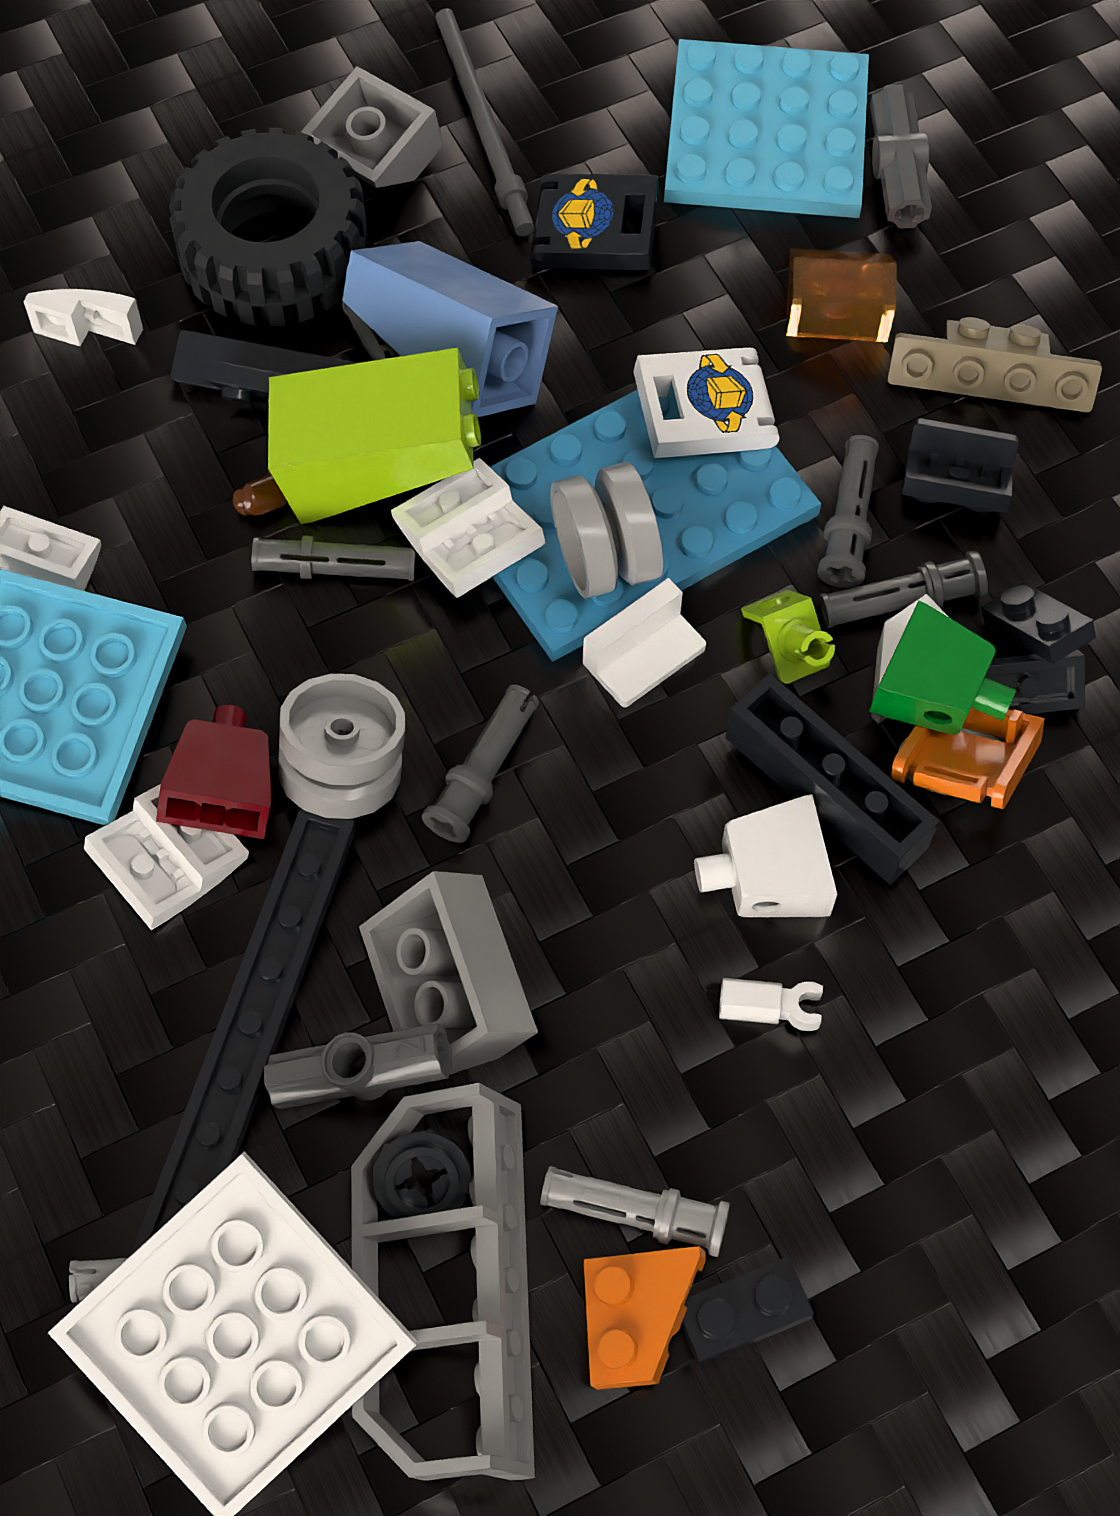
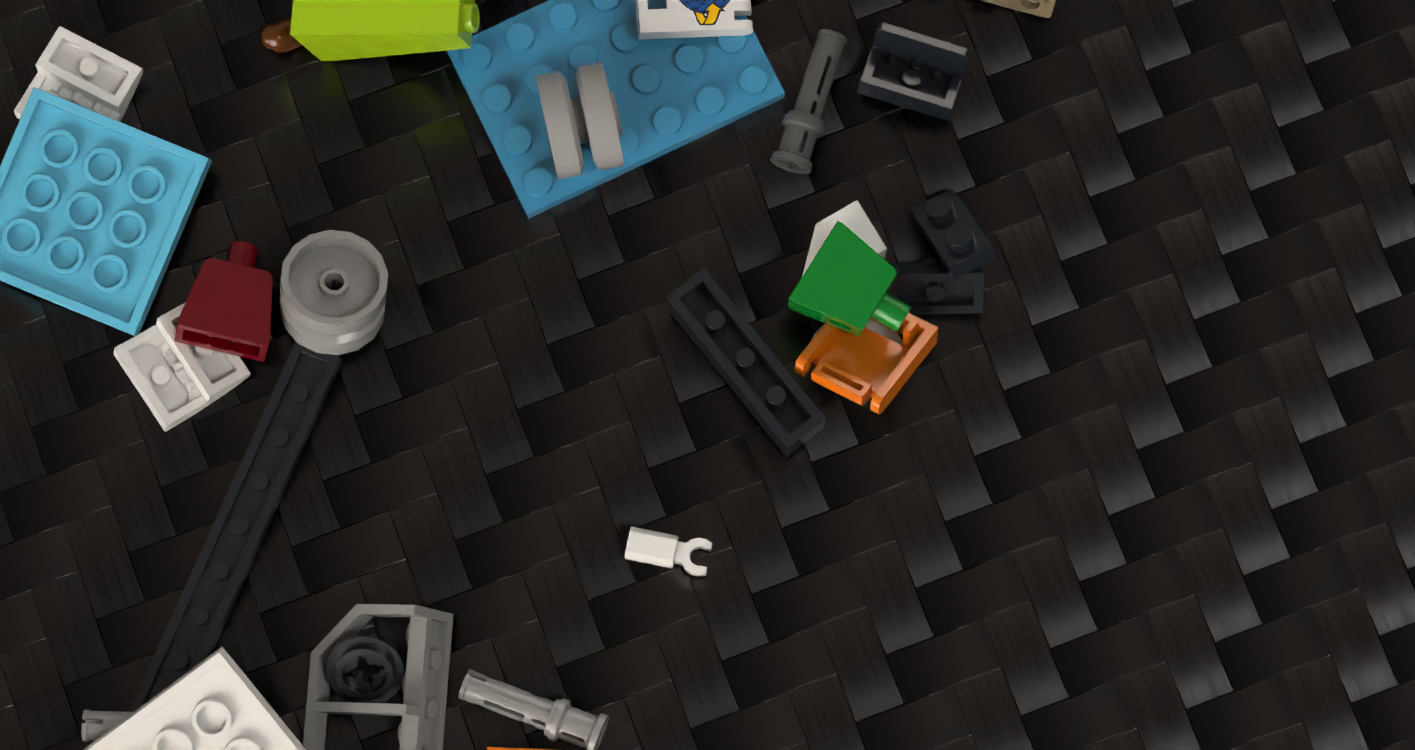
camera: 10 degrees right, 15 degrees up
(269, 556) = (345, 104): dark grey pin -> none
(390, 1063) = (346, 574): dark grey piece -> none
(449, 964) = (404, 501): light grey slope -> none
(468, 528) = (465, 93): white slope -> none
(470, 783) = (442, 331): dark grey pin -> none
(642, 645) = (607, 216): white panel -> none
(773, 863) = (686, 430): white torso -> none
(792, 634) = (736, 218): lime bracket -> none
(939, 582) = (784, 194): dark grey pin -> none

